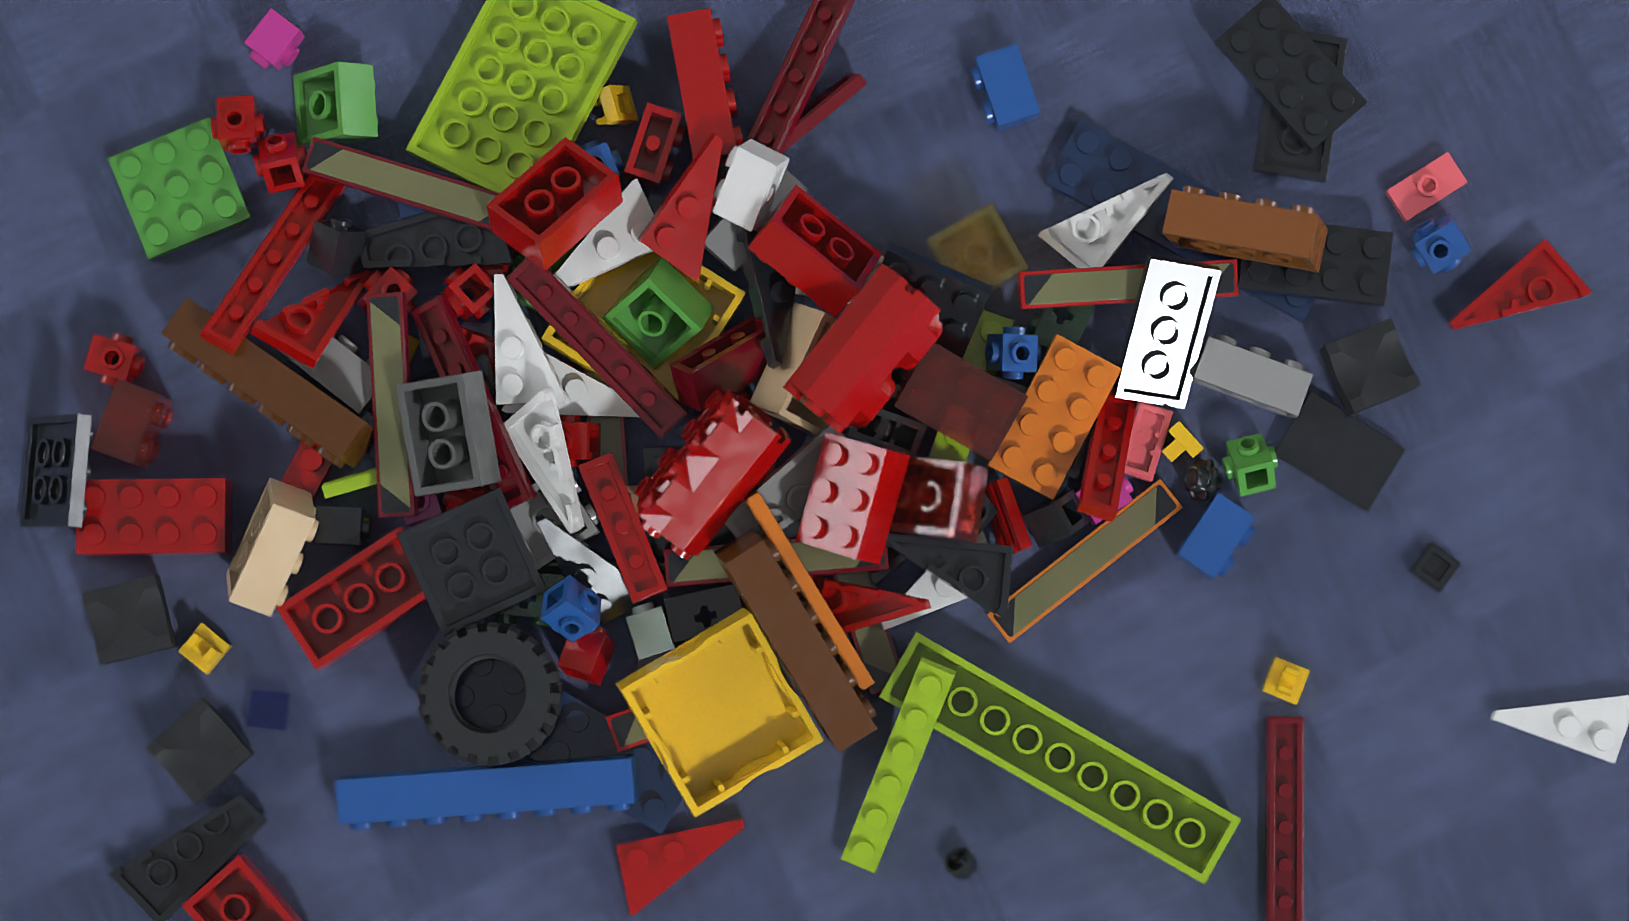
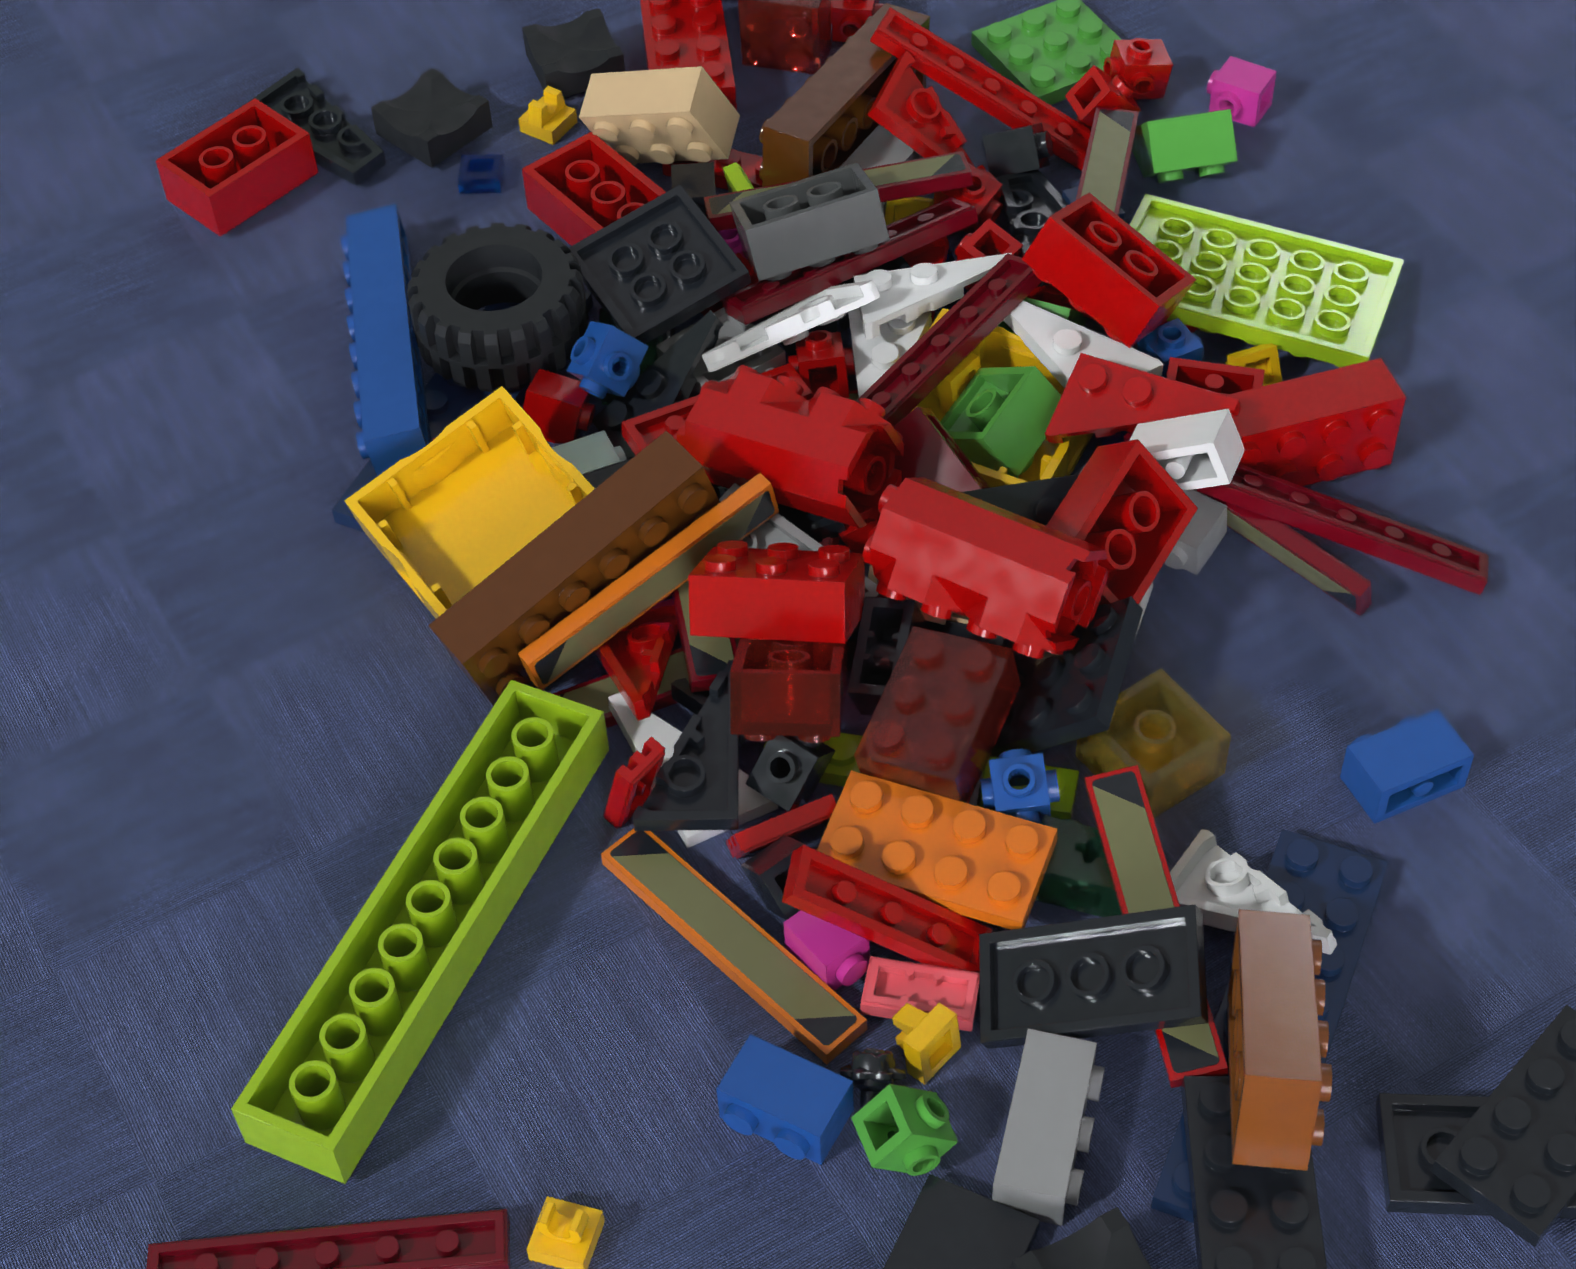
camera: 90 degrees right, 35 degrees down
(660, 861) = (301, 521): red wing -> none
(898, 765) = (420, 718): lime plate -> none
(955, 857) = (282, 830): black hinge -> none
(965, 620) = (636, 779): none -> red tile

